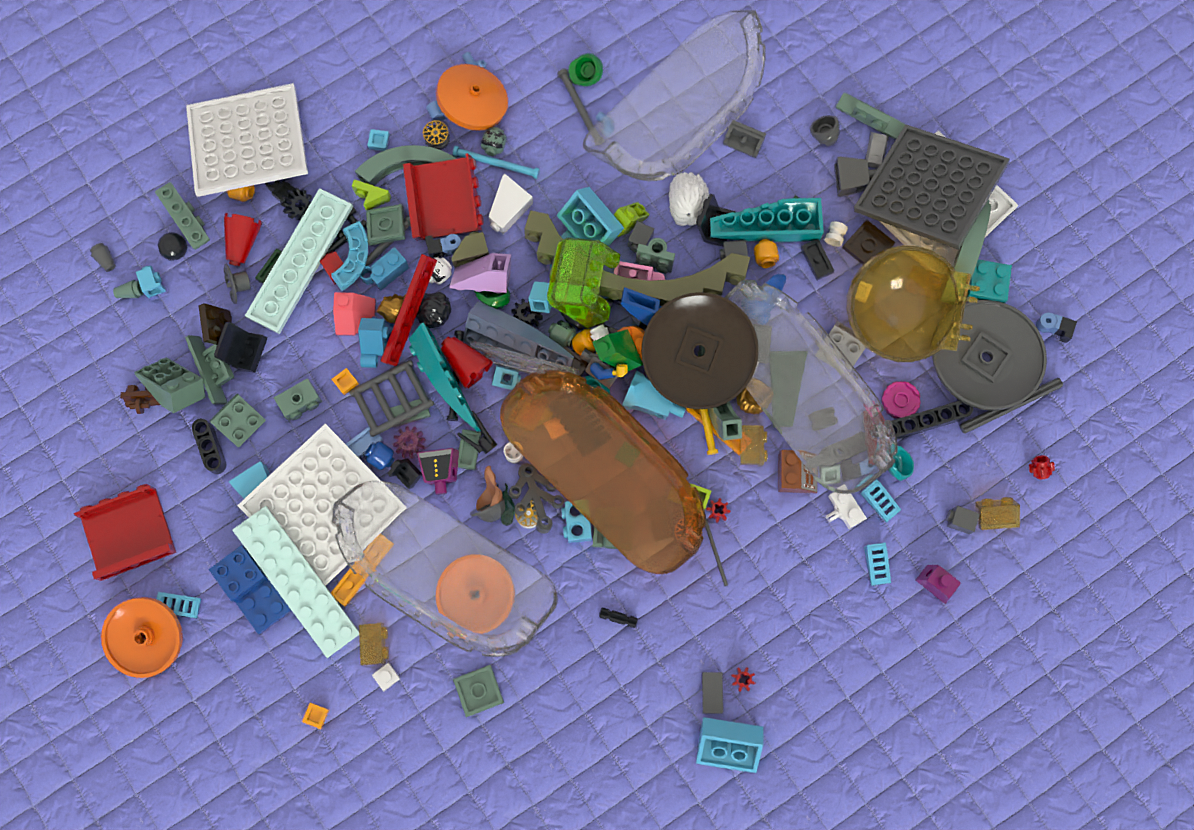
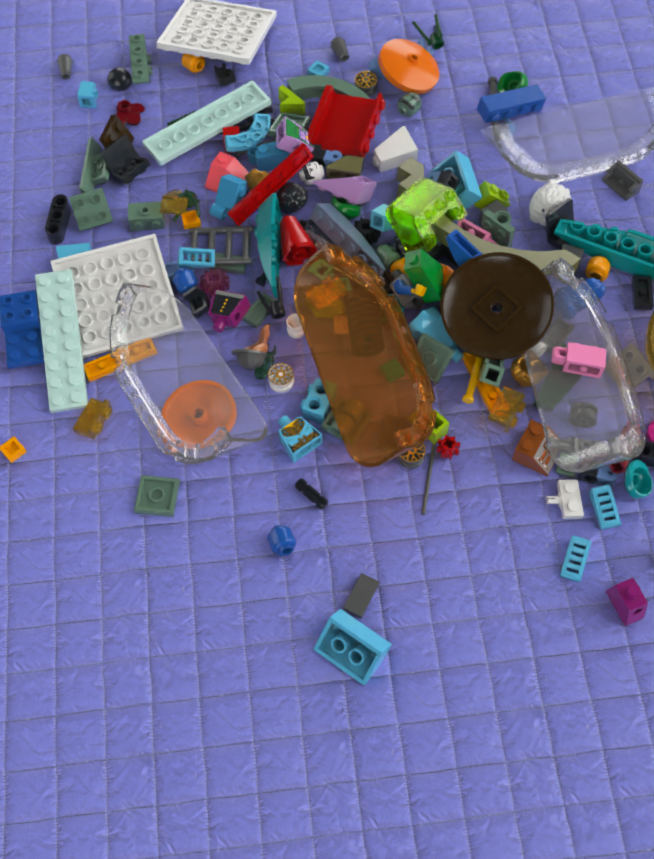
camera: 30 degrees right, 15 degrees down
(128, 290) = (68, 94): sand green cone -> none
(138, 399) = (28, 166): reddish brown hips -> none
(171, 384) = (58, 164): sand green slope -> none
(209, 285) = (129, 112): none -> dark red plate
(238, 282) = (151, 119): dark grey wheel -> none
(239, 237) = (172, 89): red cone -> none
(293, 198) = (225, 79): black gear -> none
(321, 375) = (173, 204): none -> clear yellow slope
(331, 362) = (192, 200): none -> dark green plant
(363, 435) = (195, 251): none -> medium azure slope
(386, 101) = (339, 46): none -> dark grey cone
(386, 677) = (88, 448): white plate -> none
(401, 244) = (291, 136): none -> lavender torso
(481, 46) = (435, 38): none -> dark green plant
(496, 162) = (430, 138): medium azure bar -> none
(535, 494) = (298, 348): dark grey plant -> none
(577, 568) = (298, 437): none -> medium azure torso
(579, 229) = (444, 178): none -> black leg
(597, 97) = (511, 103): none -> blue brick
(617, 678) = (281, 540): none -> blue head
(661, 424) = (434, 356): none -> sand green tile
(745, 673) = (395, 589): red gear -> none
(800, 369) = (580, 359): none -> bright pink brick

